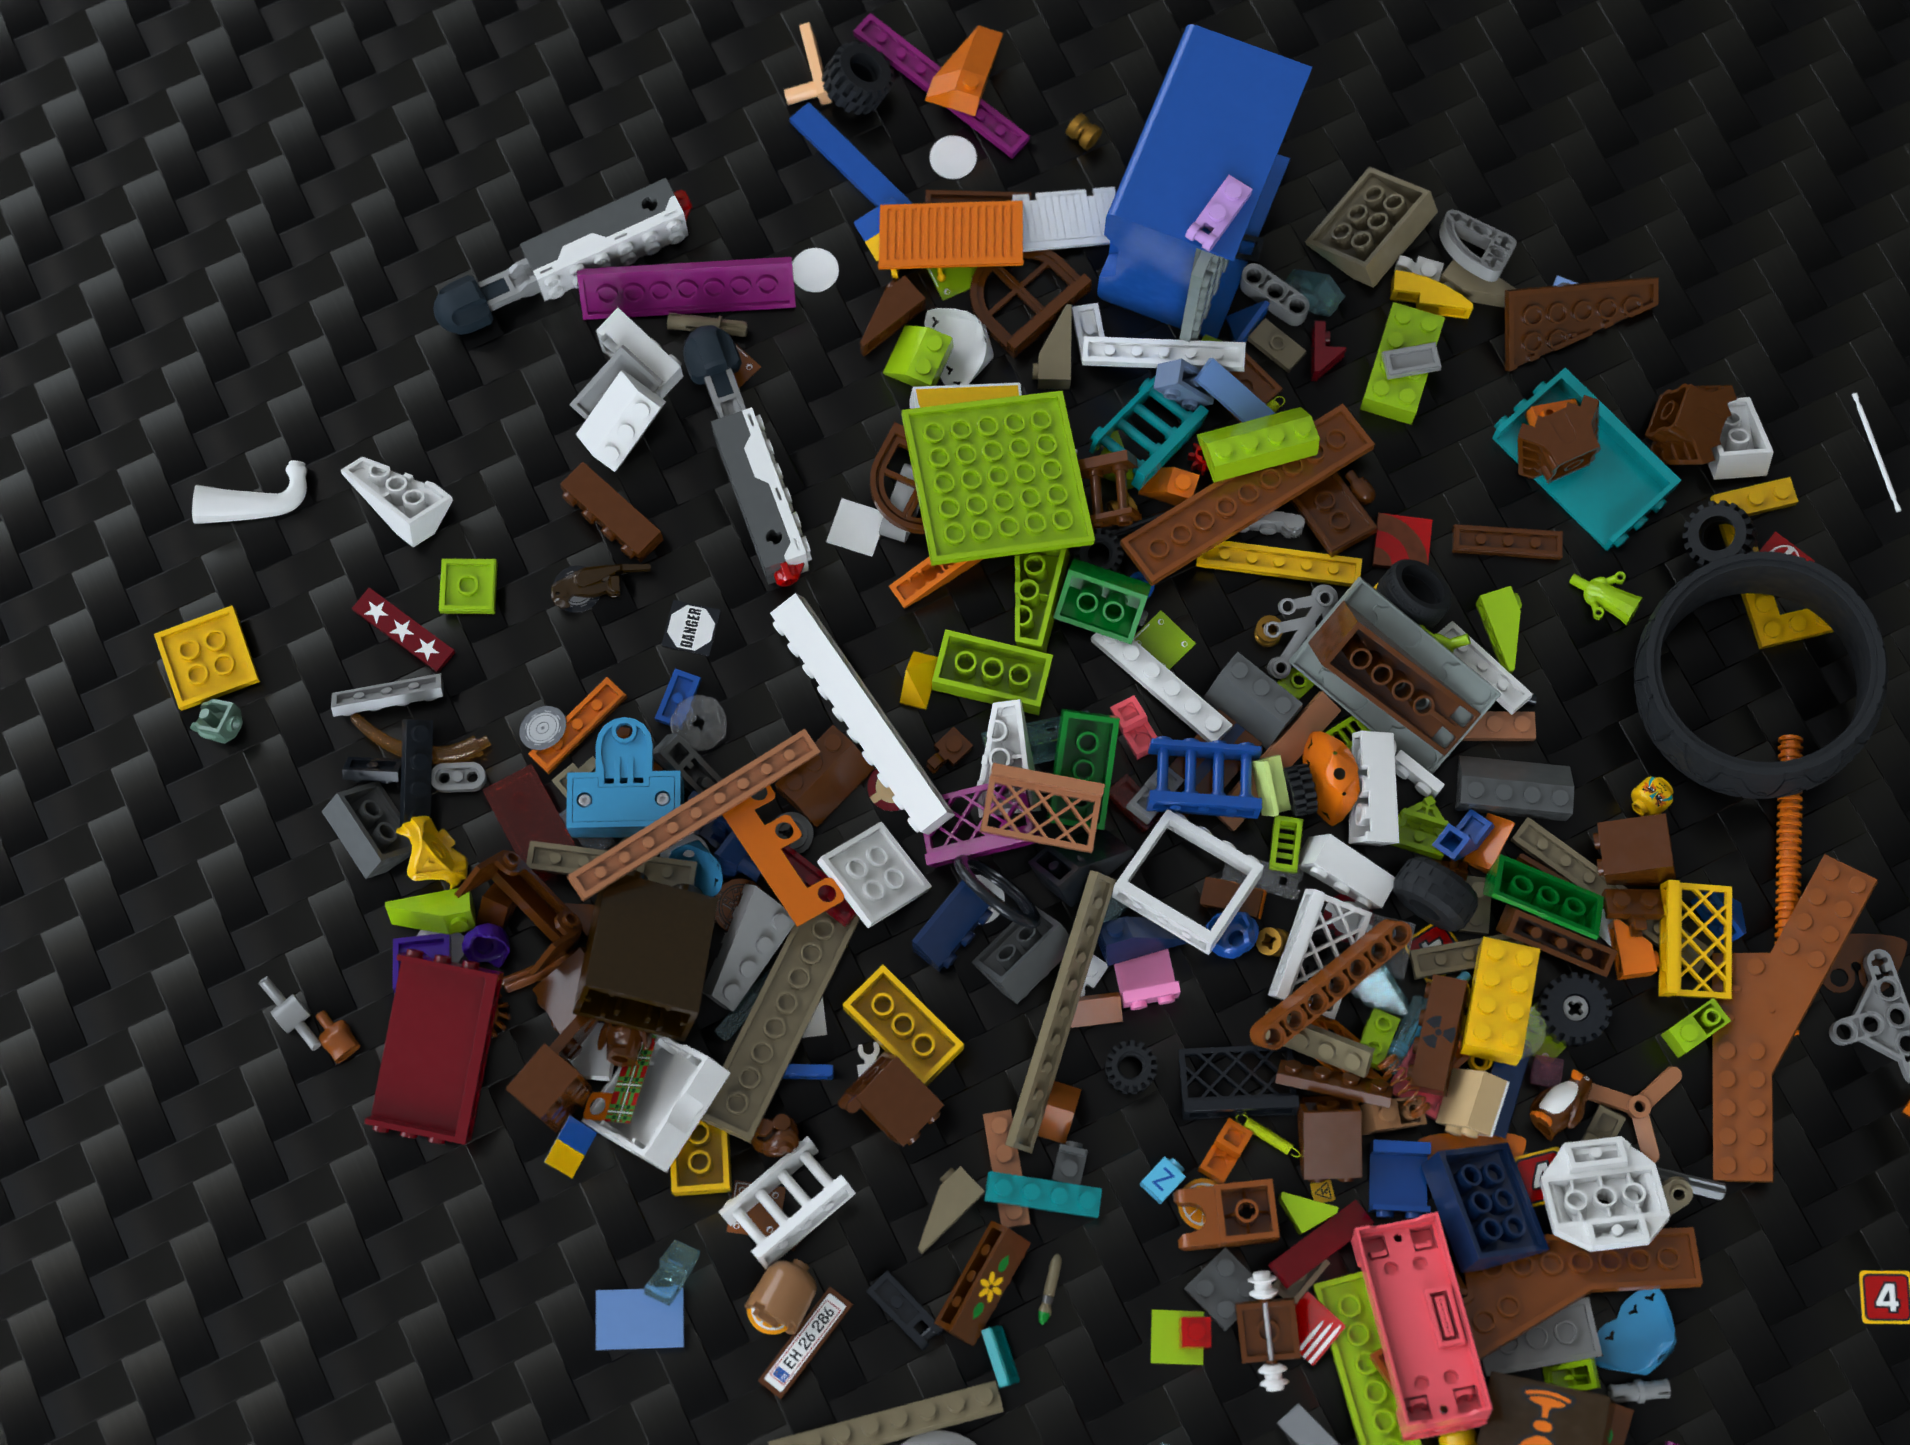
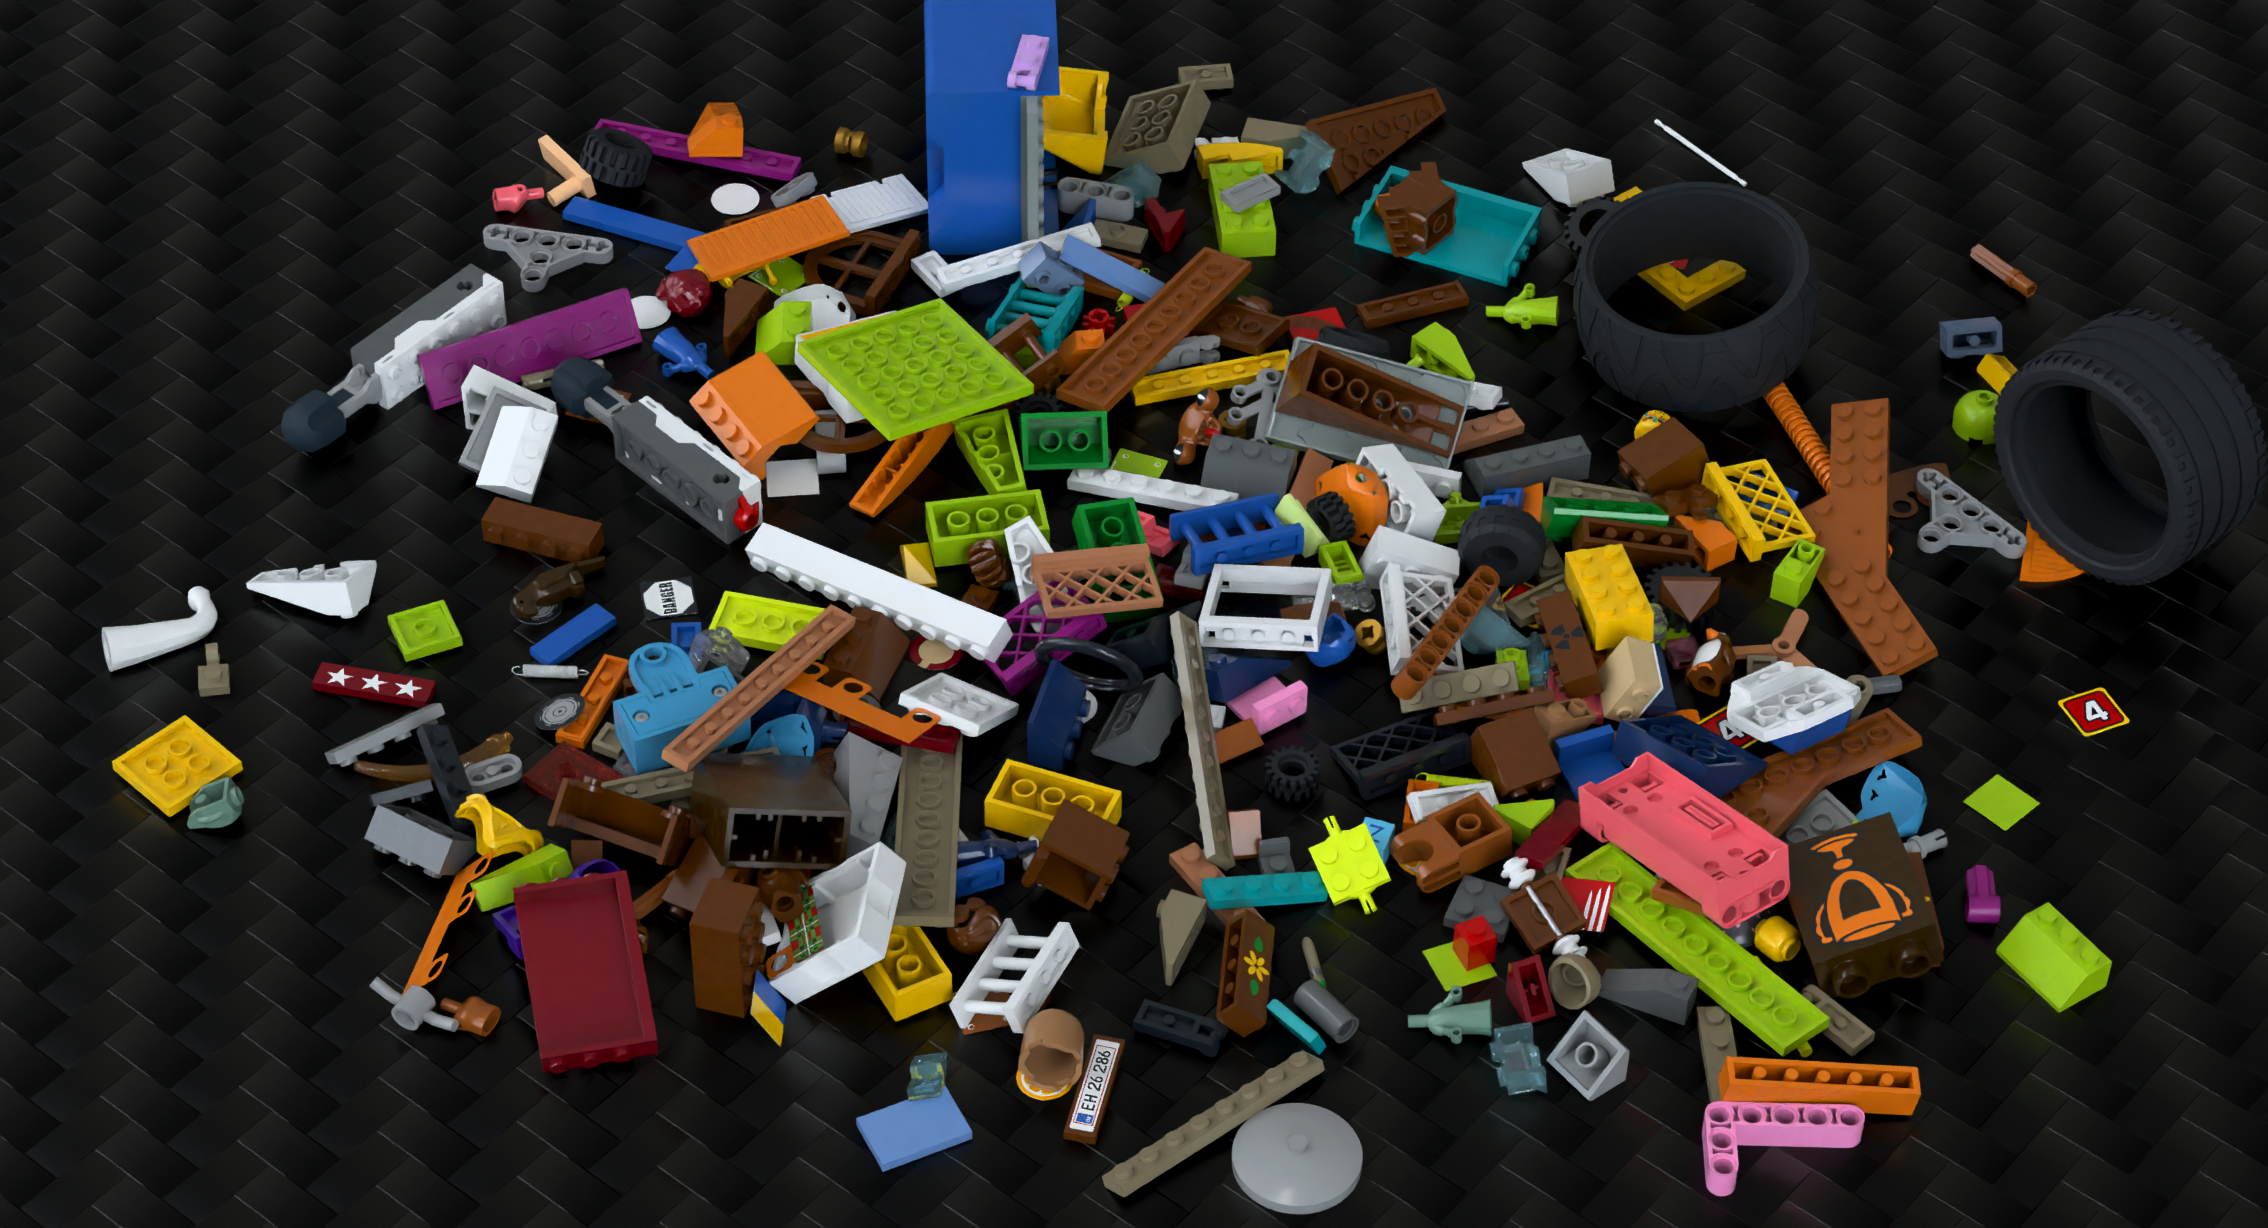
camera: 25 degrees left, 30 degrees down
(276, 565) = (214, 677): none -> dark tan plate
(349, 931) = (447, 914): none -> orange piece
(555, 676) = (550, 671): none -> white piece
(590, 642) = (573, 635): none -> blue tile
(746, 85) = (514, 197): none -> coral piece
(760, 701) = (761, 620): none -> neon yellow plate
(765, 170) = (558, 255): none -> light grey beam
(820, 337) = (683, 353): none -> blue piece
(832, 1049) = (991, 846): none -> dark blue piece
(844, 453) = (754, 411): none -> orange piece
(853, 267) = (685, 292): none -> dark red hair
(972, 717) = (989, 563): none -> reddish brown gear
(1006, 173) = (796, 188): none -> light grey plate
(1033, 1349) = (1326, 1011): none -> dark grey pin
(1055, 356) = (914, 285): dark tan slope -> none
(1127, 1201) = (1349, 864): none -> neon yellow plate
(1146, 1409) = (1456, 1019): none -> sand green piece
(1216, 1409) = (1529, 989): none -> dark red slope
(1233, 627) = (1197, 427): none -> dark orange head
(1252, 1166) = (1429, 801): none -> white tile
(1259, 444) = (1147, 287): lime slope -> none
(1259, 1415) = (1573, 981): none -> dark tan hat
(1296, 192) = (1077, 119): none -> yellow windscreen
(1423, 1107) = (1534, 666): dark orange piece -> none
(1450, 172) = (1209, 76): none -> dark tan plate
(1486, 334) = (1307, 163): none -> clear light blue window
(1497, 244) = (1258, 110): light grey beam -> none
(1574, 1031) = (1689, 595): none -> reddish brown slope
(1689, 423) = (1524, 165): reddish brown slope -> none
(1746, 1365) = (2001, 802): none -> lime sticker

